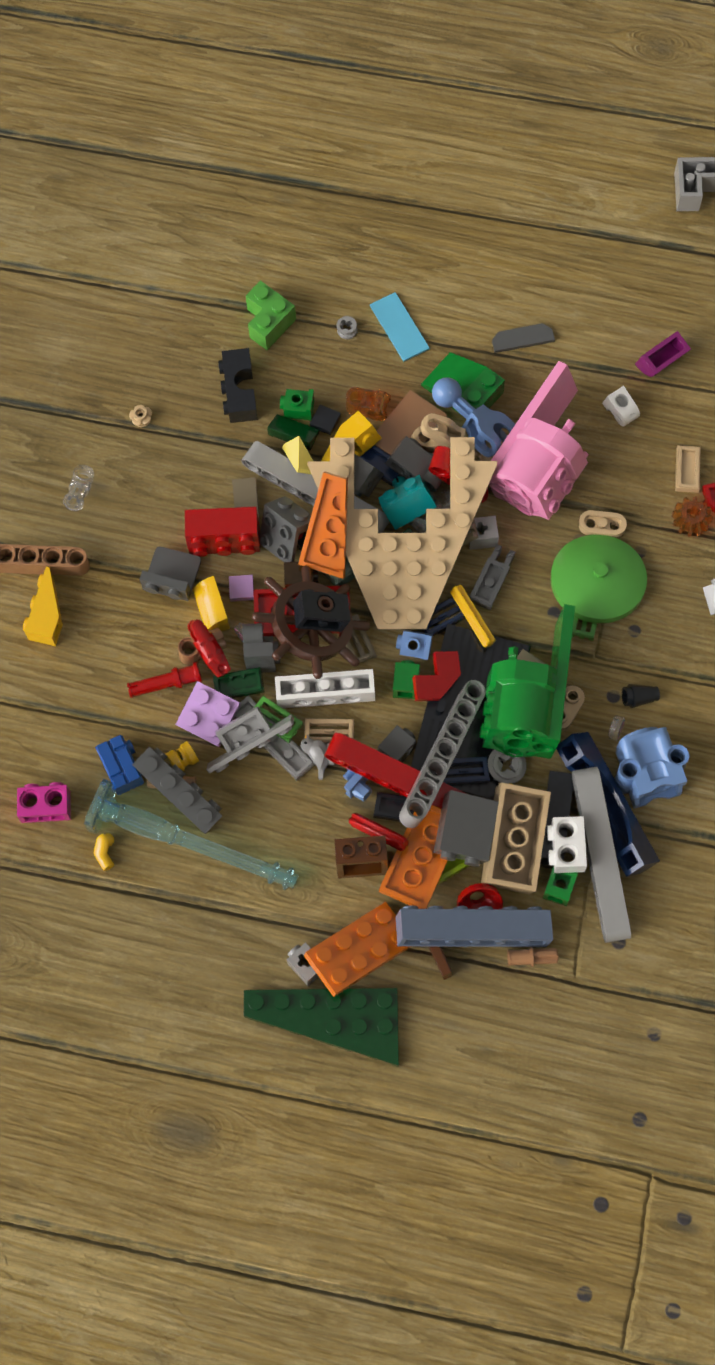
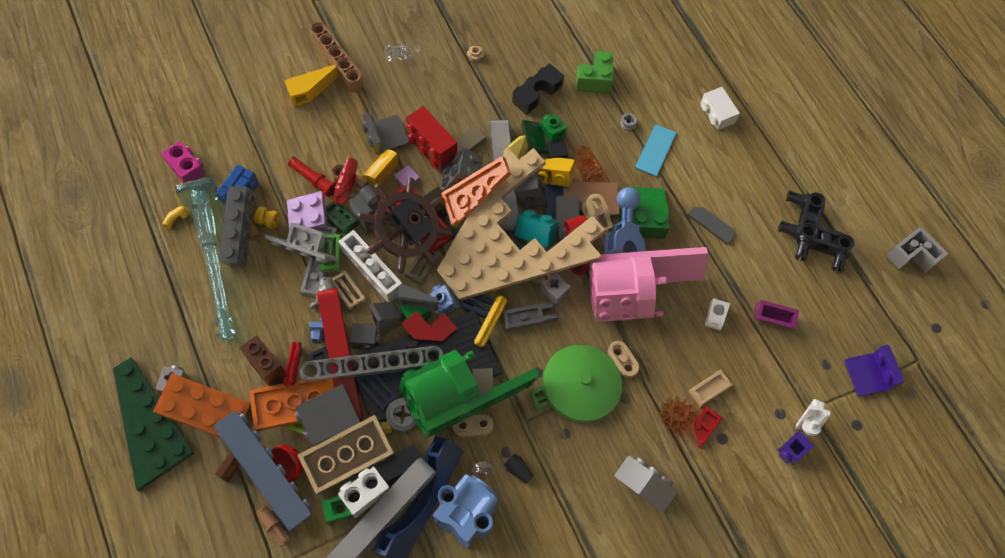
camera: 45 degrees right, 5 degrees down
(392, 711) = (386, 316): none -> dark grey slope
(399, 668) = (414, 298): none -> dark grey slope
(403, 230) = (719, 108): none -> white brick
(615, 254) = (819, 238): none -> black pin

